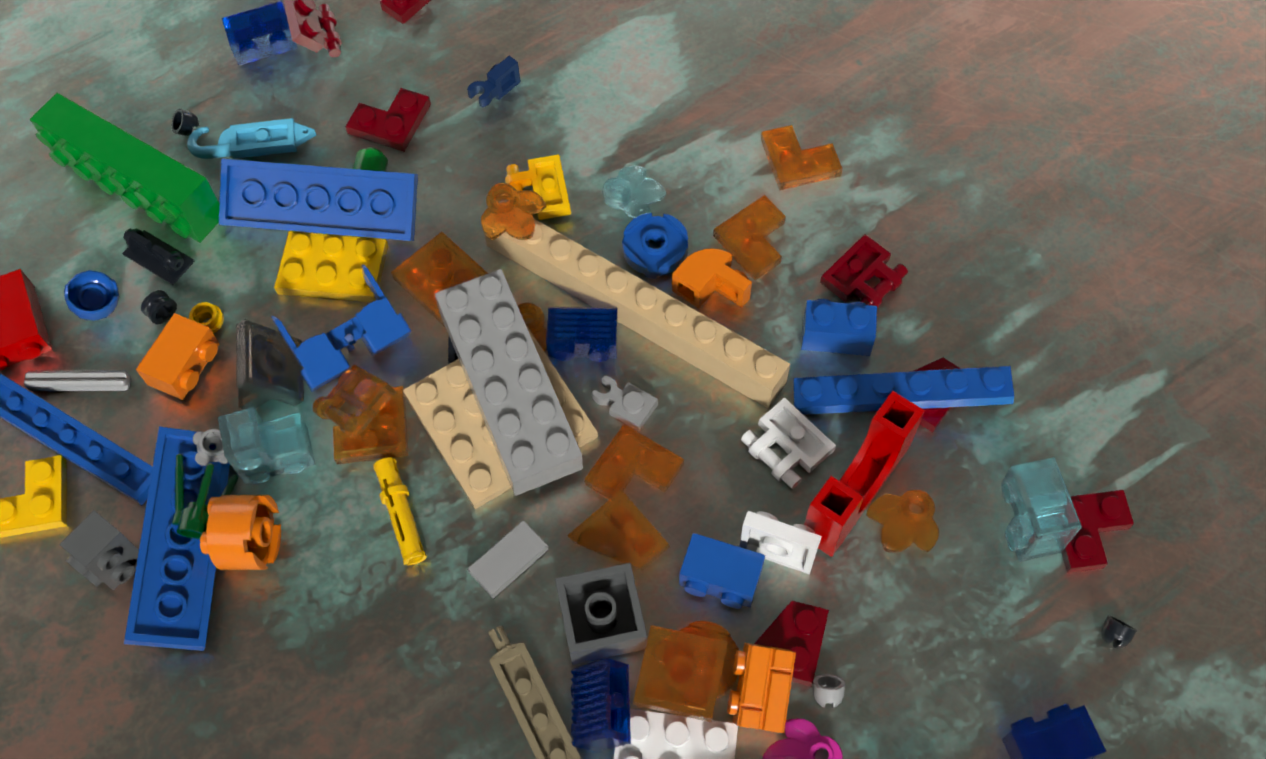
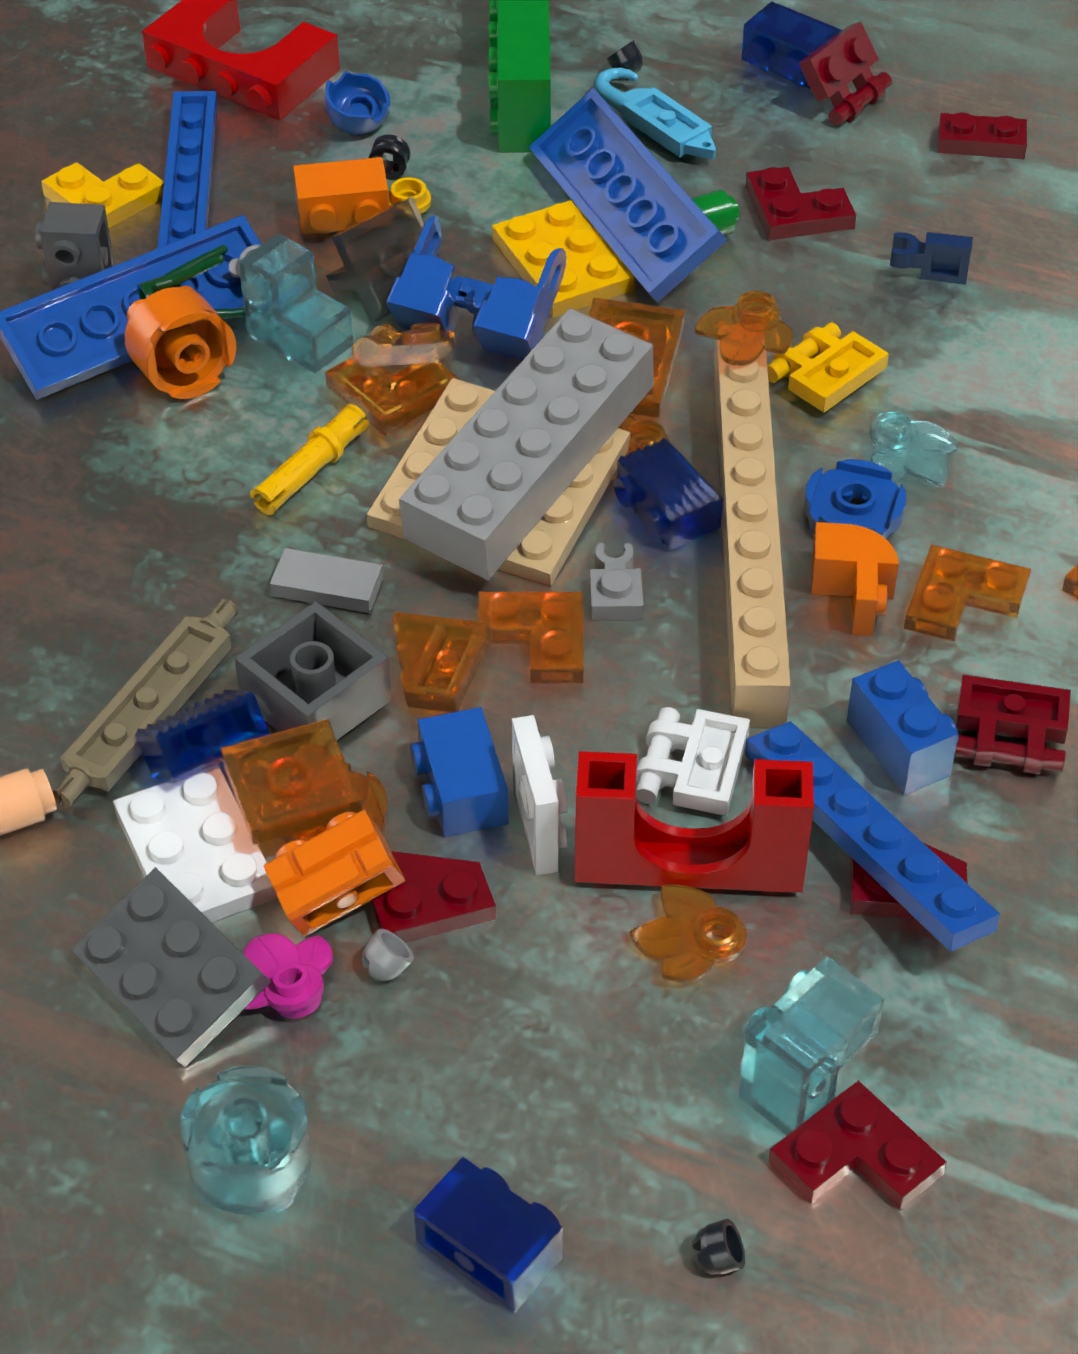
camera: 55 degrees right, 15 degrees down
(78, 380) = (257, 151): light grey axle -> none
(156, 255) = (449, 123): black hinge -> none

